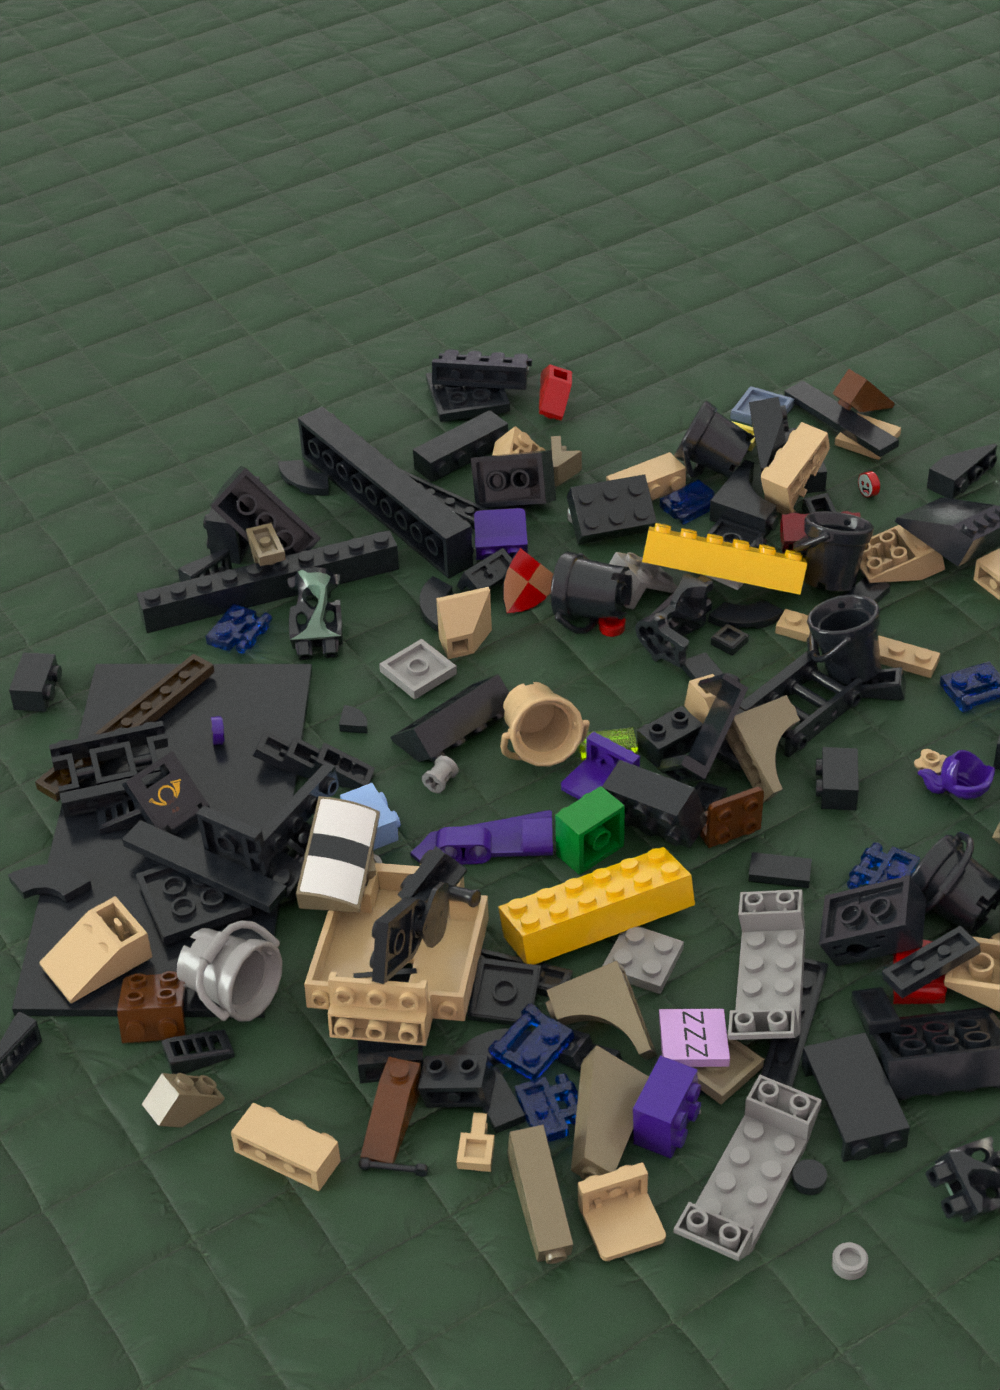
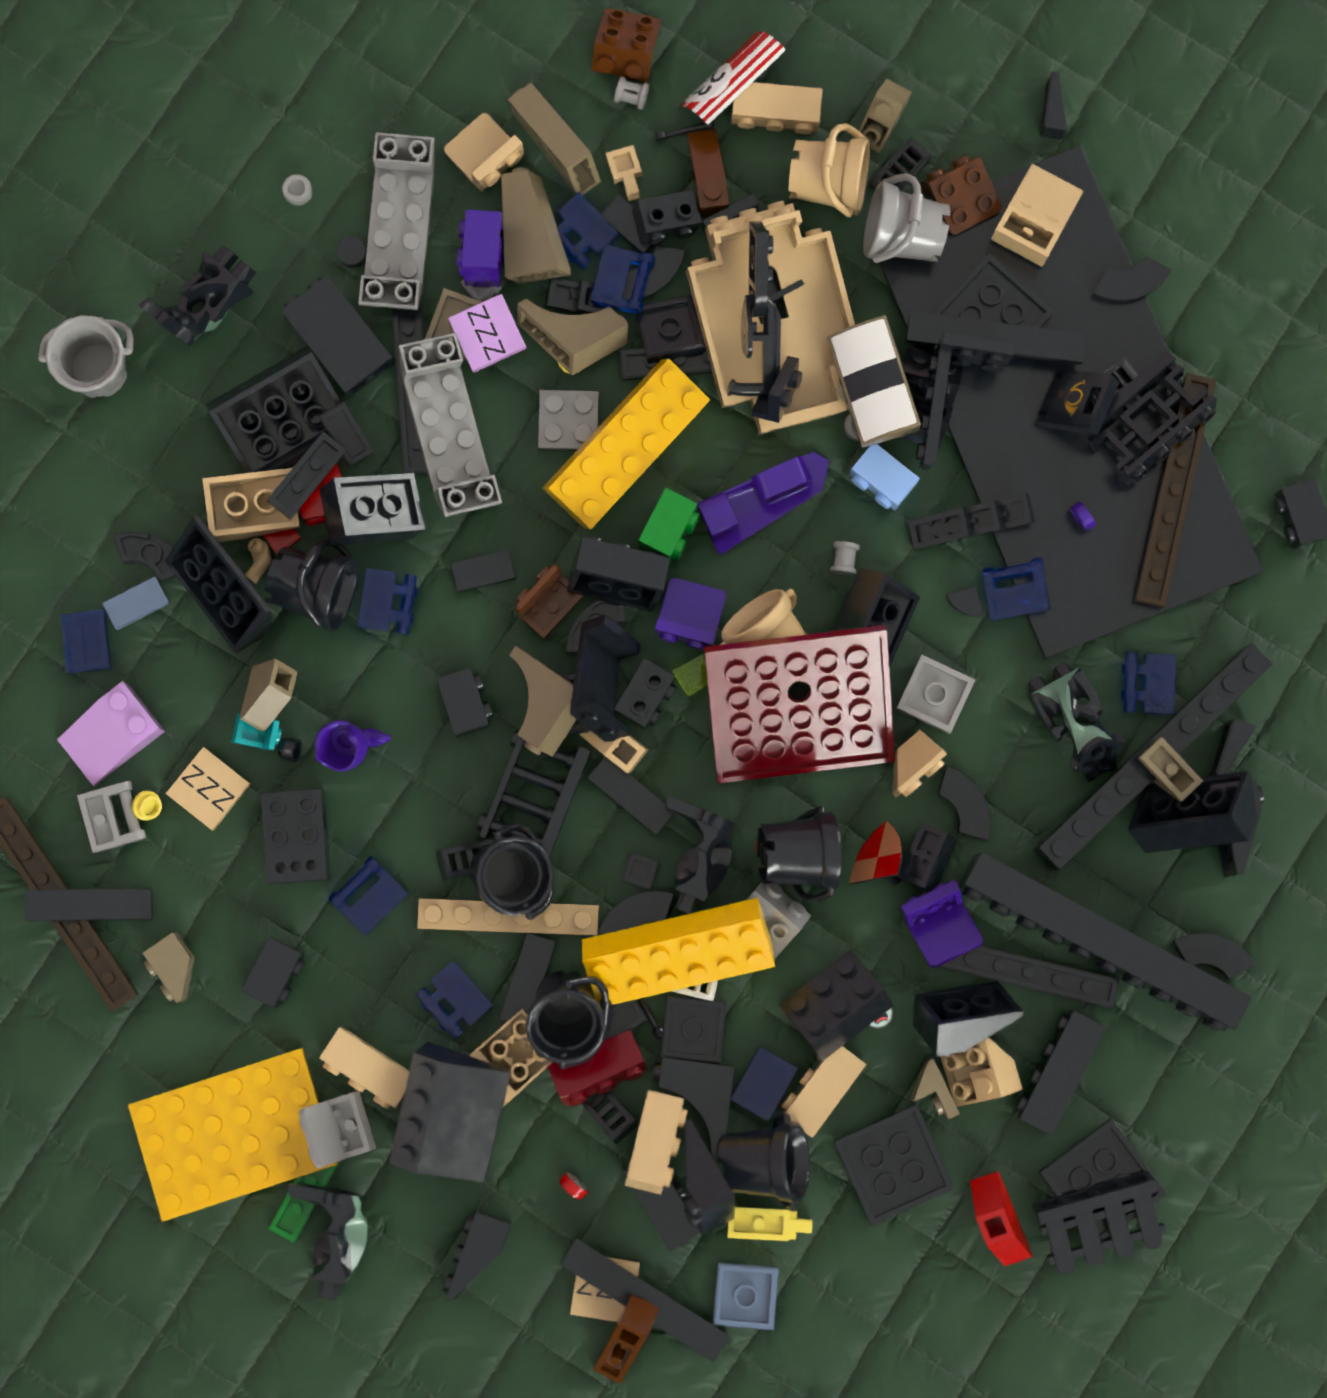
camera: 150 degrees right, 40 degrees up
(269, 1047) = (831, 171): none -> tan piece
(309, 699) = (1016, 599): none -> clear blue plate
(317, 1189) = (734, 76): none -> sticker
(408, 1270) = (625, 44): none -> reddish brown bracket
(431, 1216) = (623, 89): none -> light grey bush
(538, 669) = (836, 725): none -> plate
(615, 436) = (893, 1164): none -> black plate
(919, 606) = (461, 994): none -> clear blue plate
(930, 760) = (388, 772): tan plate -> none

